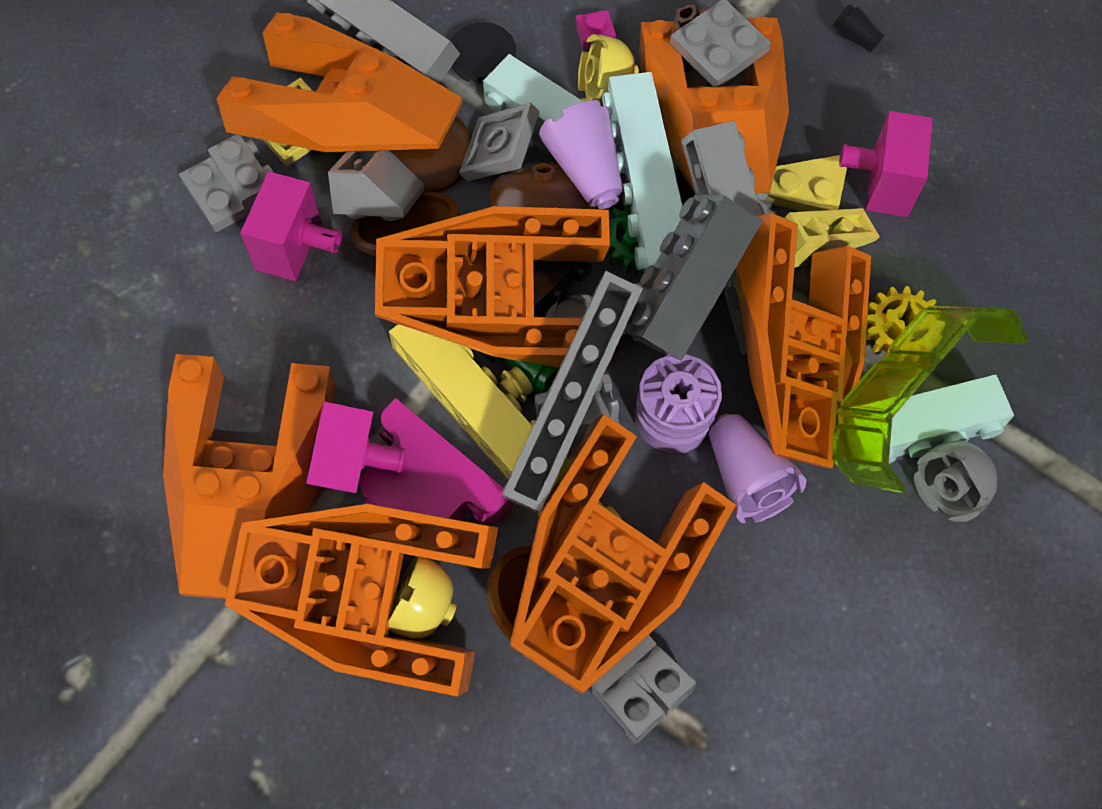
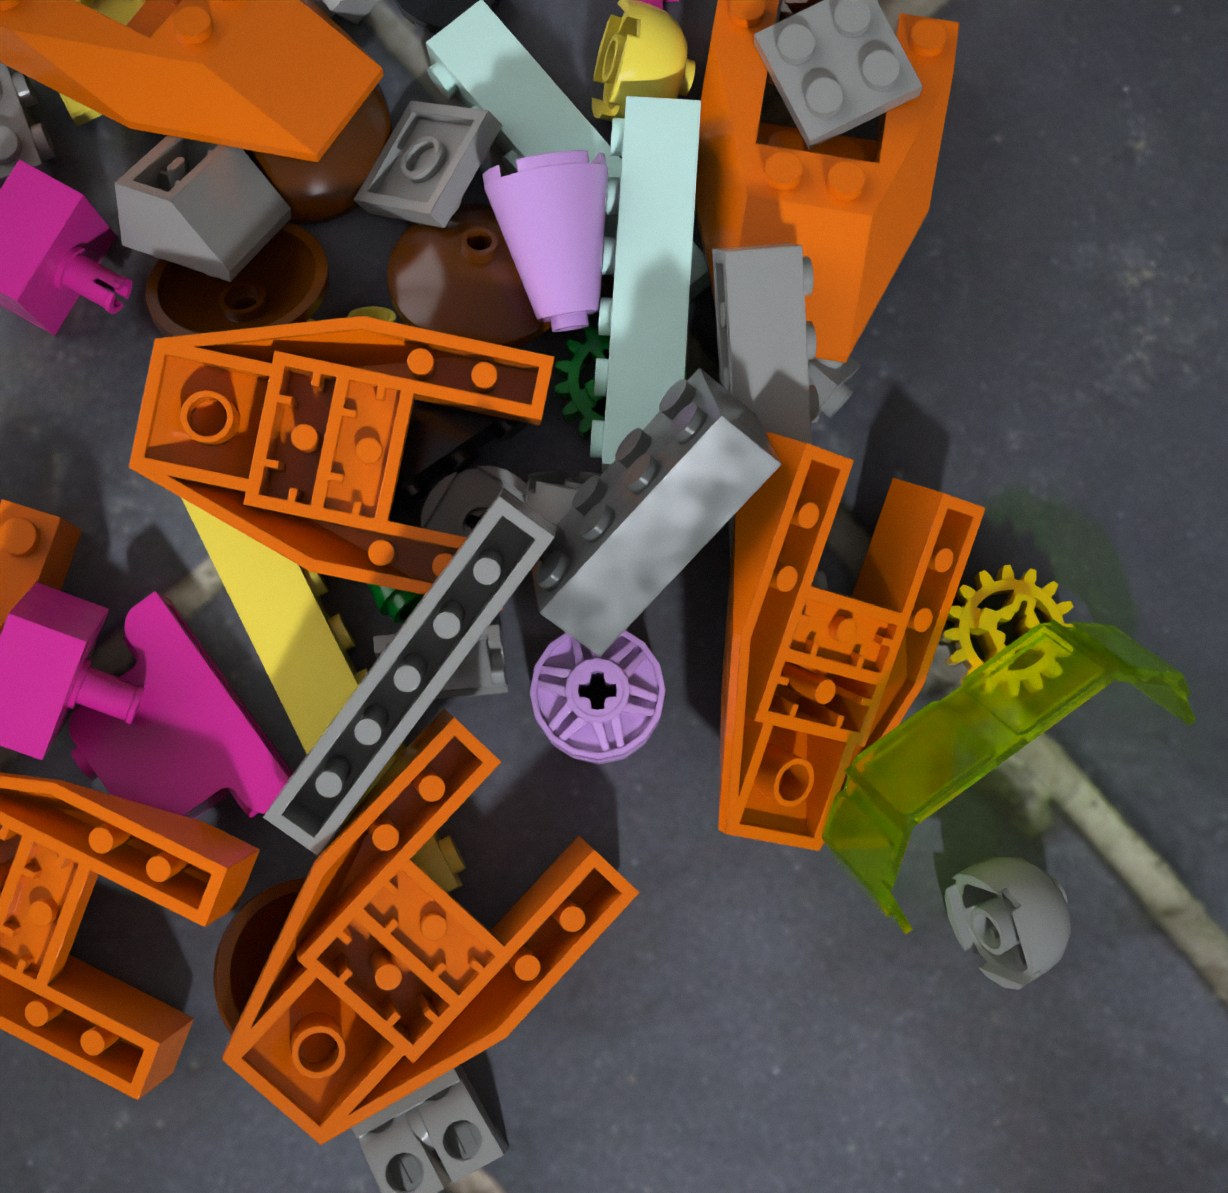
camera: 15 degrees right, 15 degrees up
(422, 600) = (122, 939): light yellow cylinder -> none
(516, 384) = (354, 602): light yellow plate -> none
(751, 471) = (678, 826): lavender cone -> none
(809, 185) = (933, 341): light yellow wing -> none
(830, 230) = (924, 442): light yellow slope -> none
(857, 28) = (1103, 60): black cone -> none
(895, 163) = (1080, 345): dark pink brick -> none
(949, 416) = (1031, 809): light aqua brick -> none

